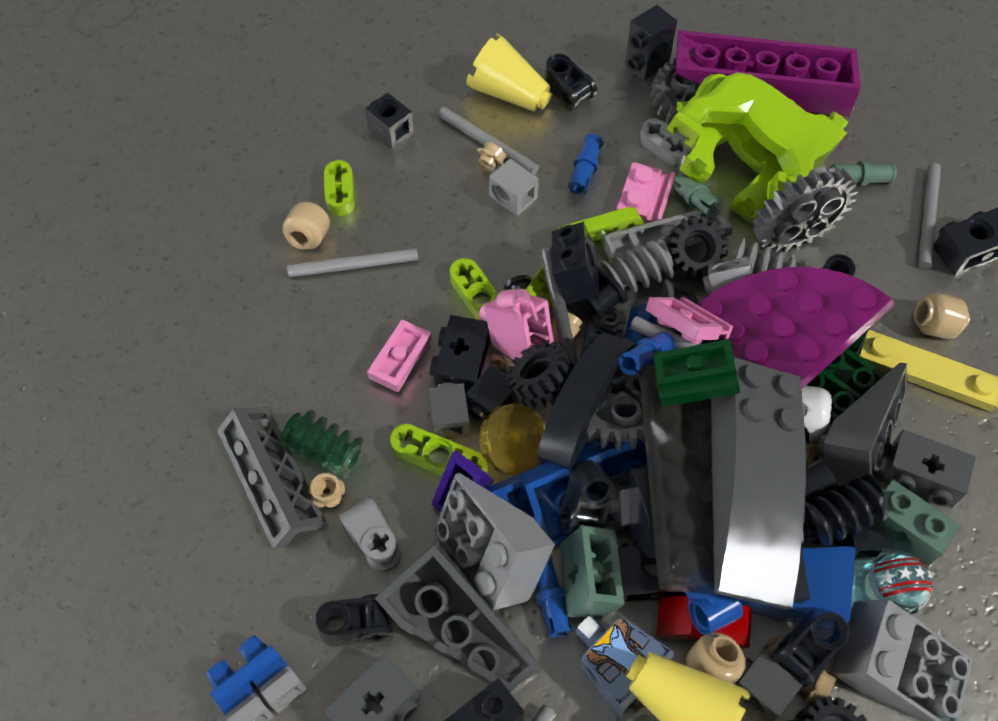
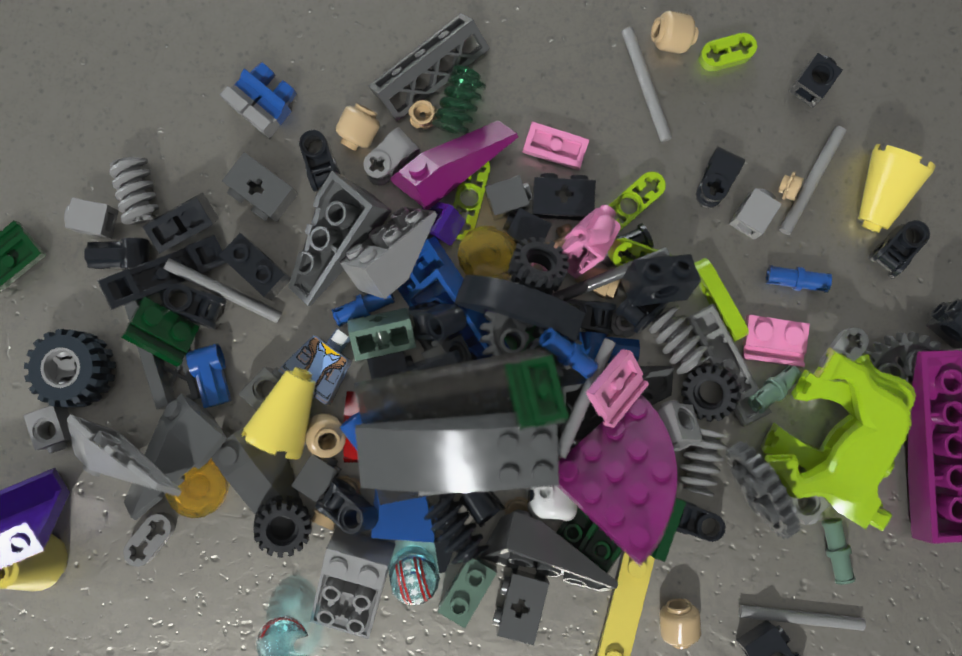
camera: 80 degrees right, 25 degrees up
(323, 565) = (357, 126): none -> tan head
(399, 469) = (448, 165): none -> magenta wedge
(469, 212) = (720, 175): none -> black piece

